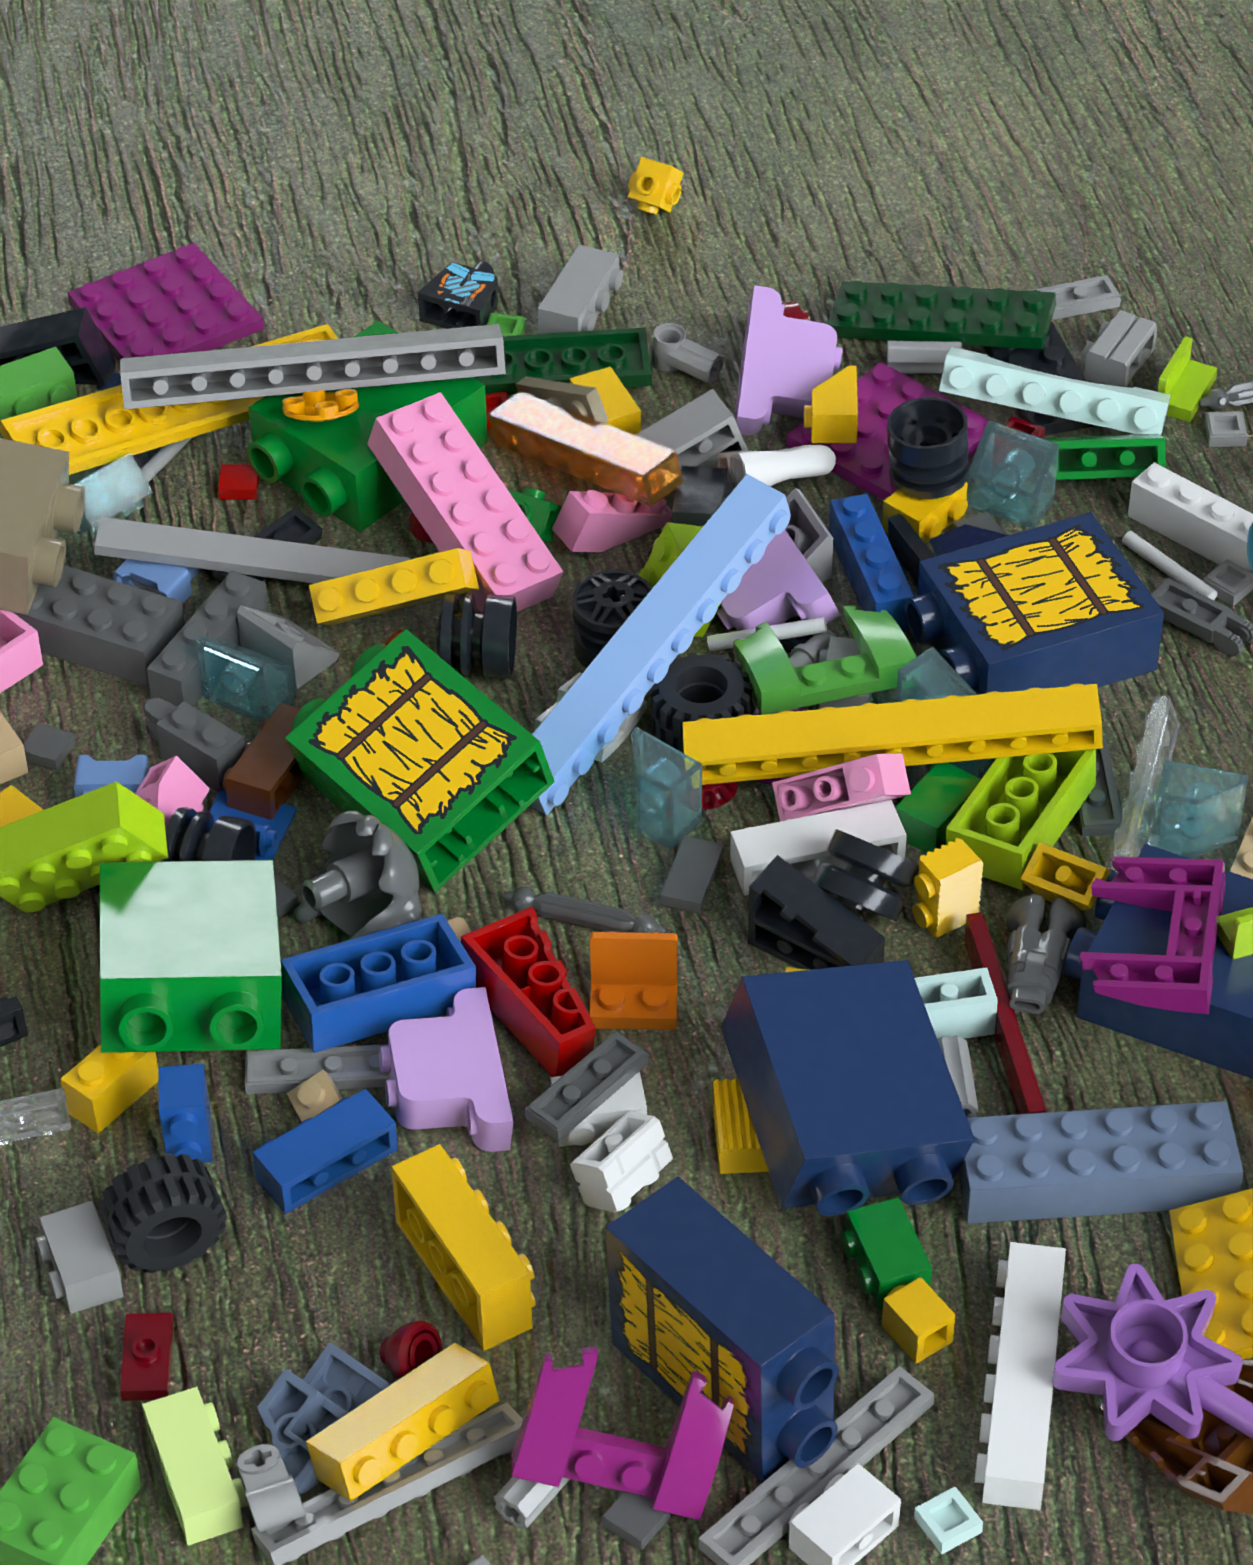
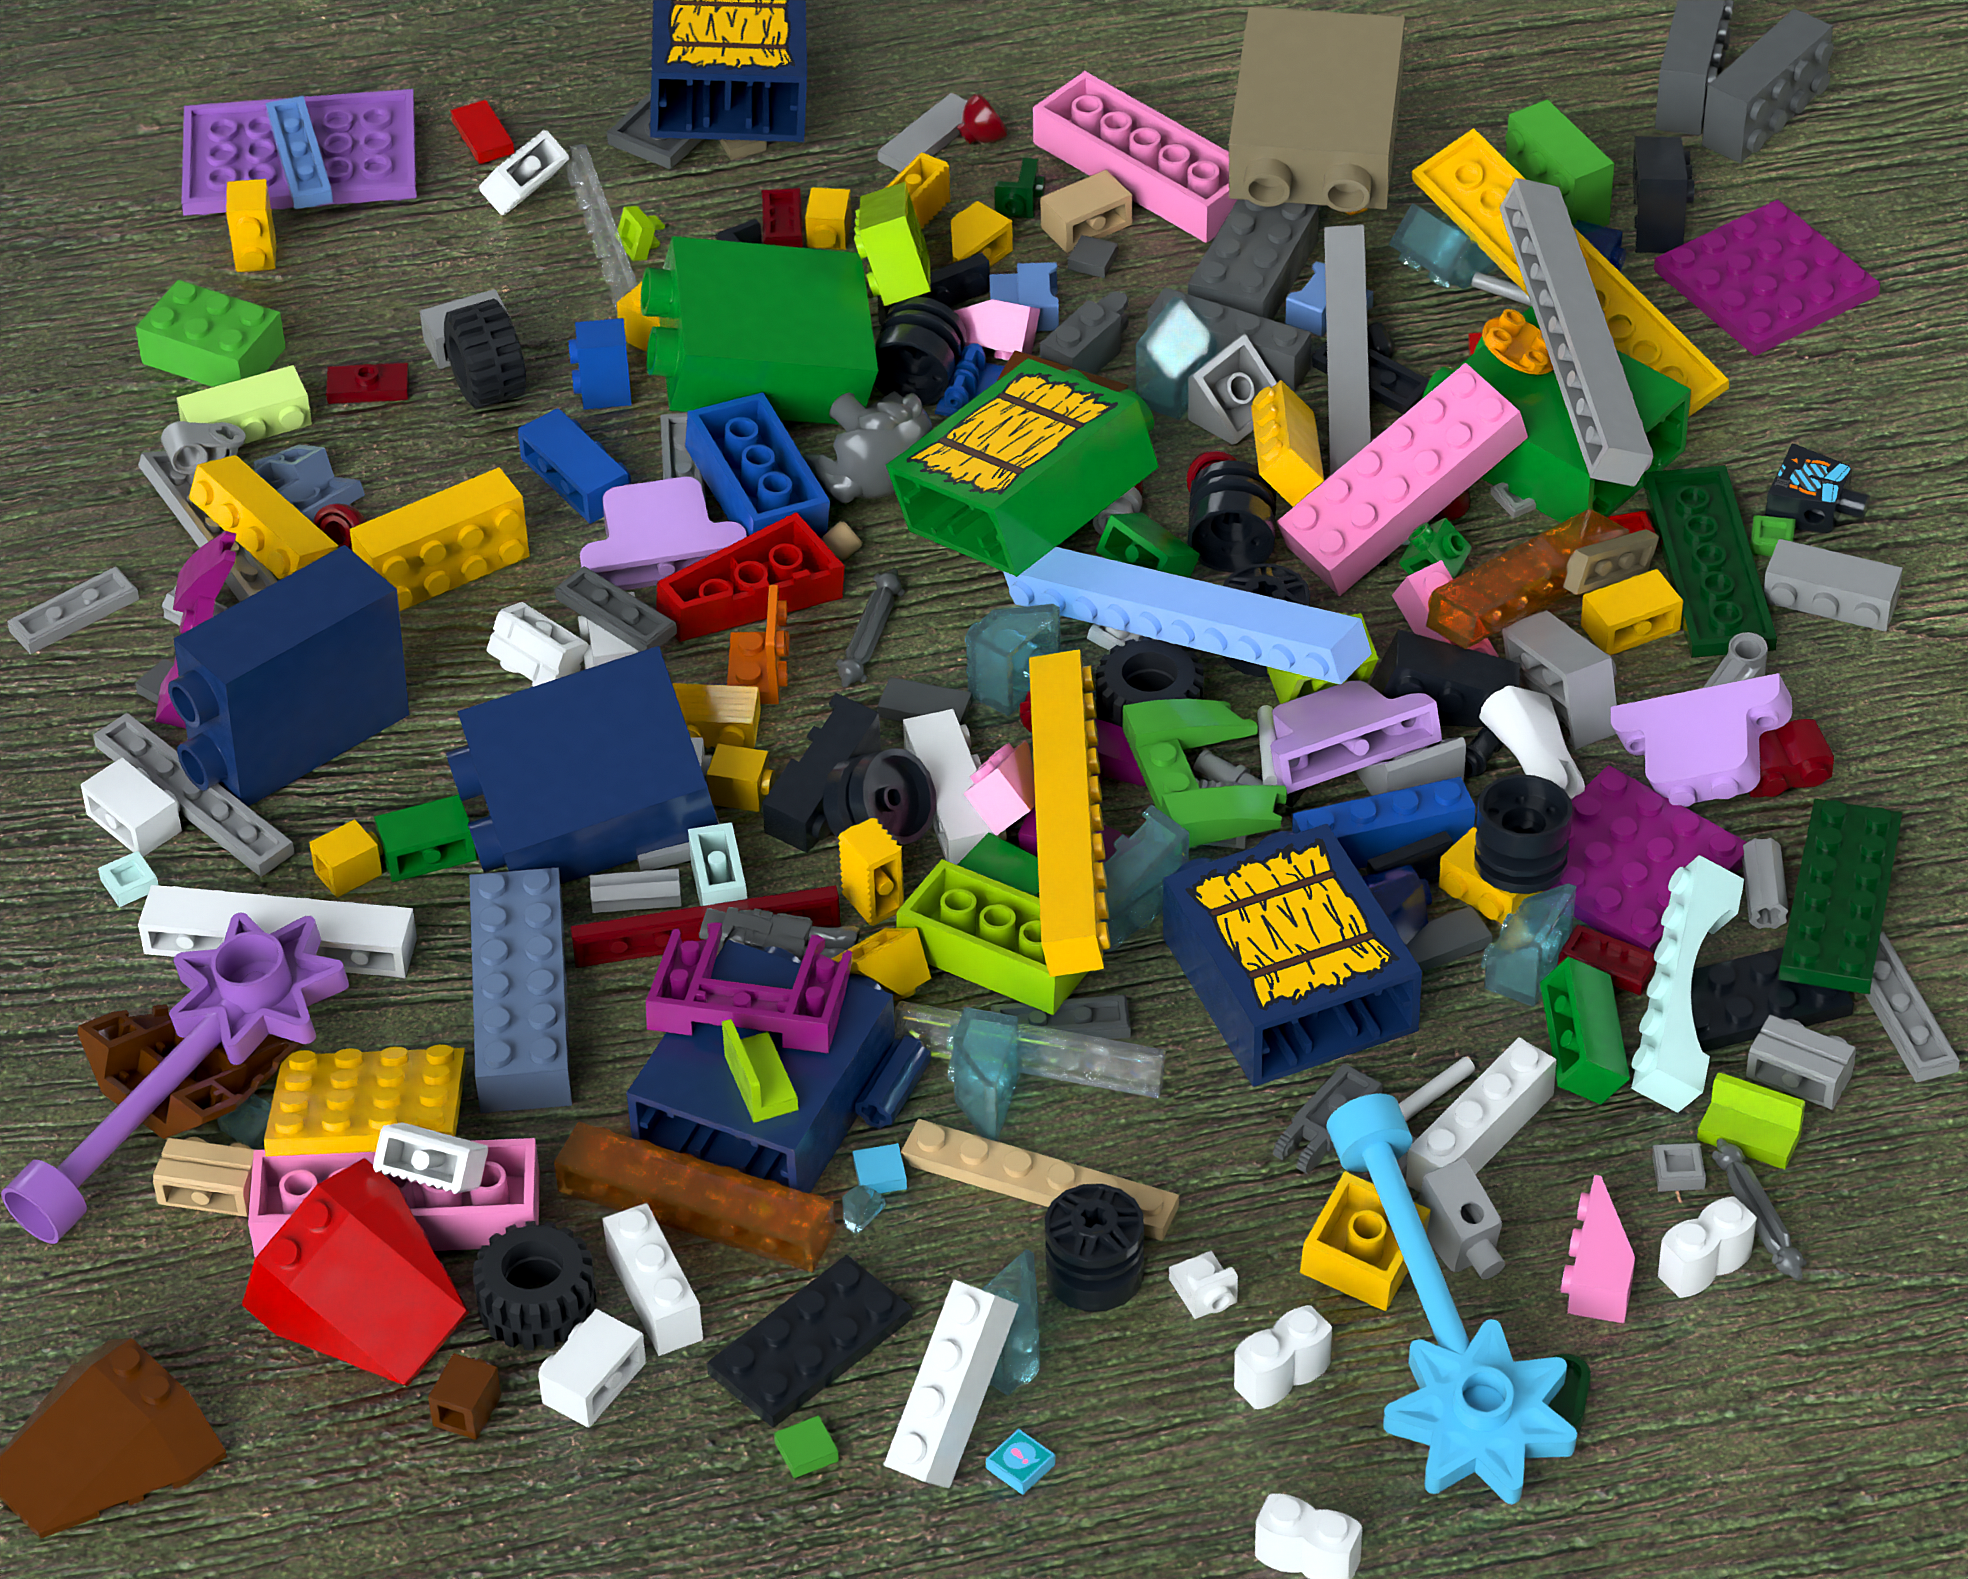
camera: 90 degrees right, 0 degrees up
(314, 1095) = (639, 457): tan plate -> none
(524, 692) = (1144, 543): none -> green brick
(706, 1012) = (720, 713): none -> yellow brick
(834, 409) = (1630, 785): yellow slope -> none

